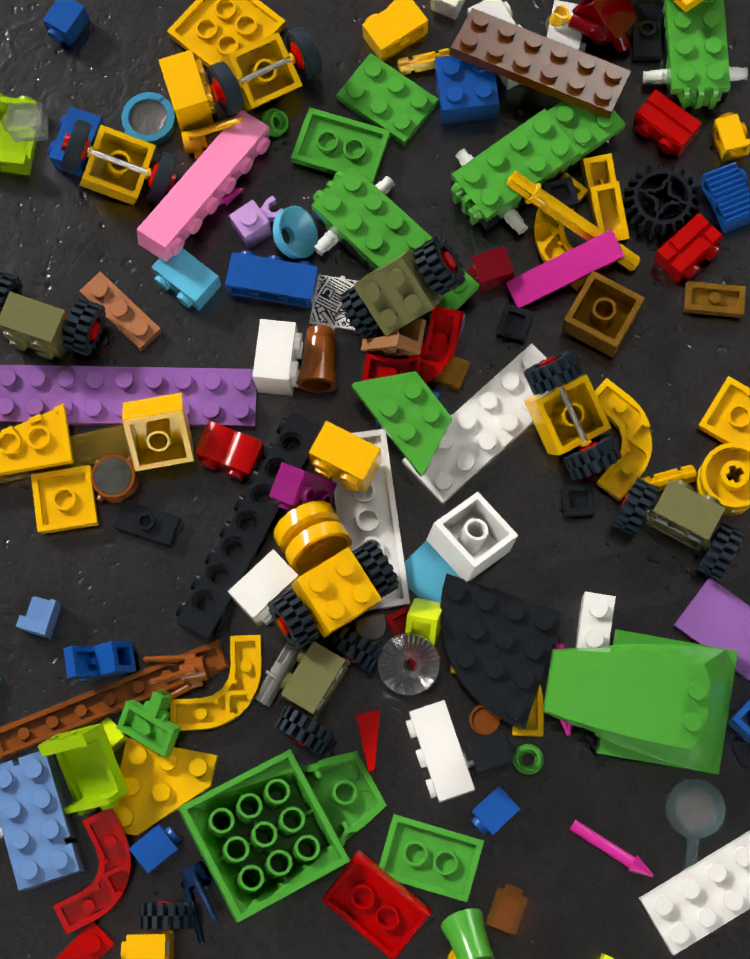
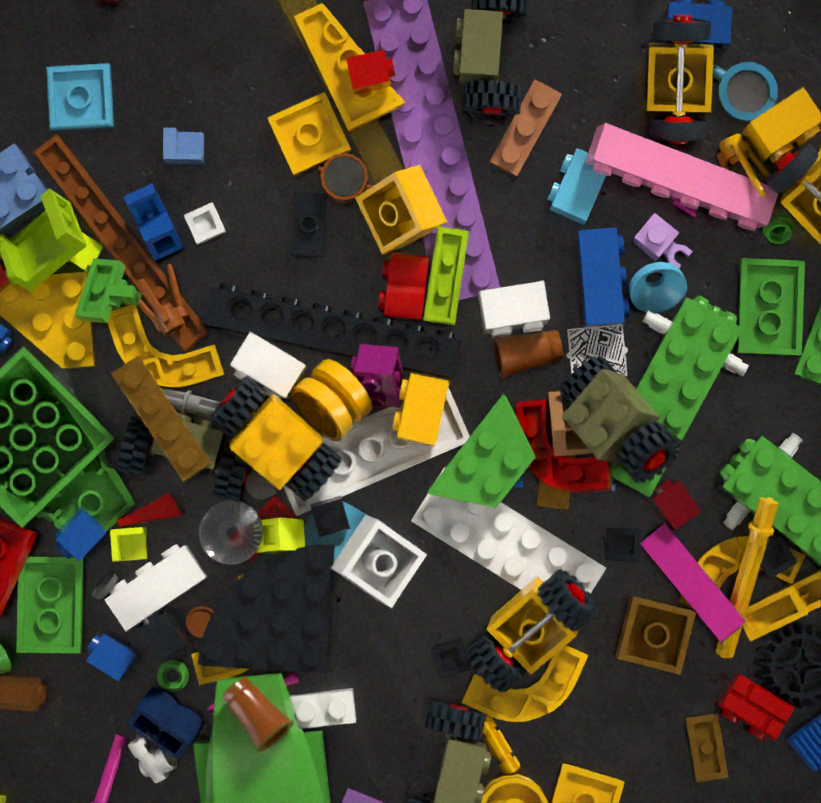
camera: 65 degrees right, 10 degrees up
(25, 423) = (370, 71): none -> red brick
(116, 615) = (204, 223): none -> white plate
(230, 410) = (446, 276): none -> lime tile
(284, 694) = (161, 418): none -> pearl gold plate
(371, 809) = (78, 535): none -> blue brick
(393, 766) = (129, 544): none -> neon yellow panel
(418, 572) = (329, 516): none -> black plate
(426, 800) = (104, 586): none -> dark grey piece
(571, 775) = (165, 722): none -> dark blue brick
(585, 676) = (256, 714): none -> dark orange plant
(603, 798) = (152, 760): none -> white plate

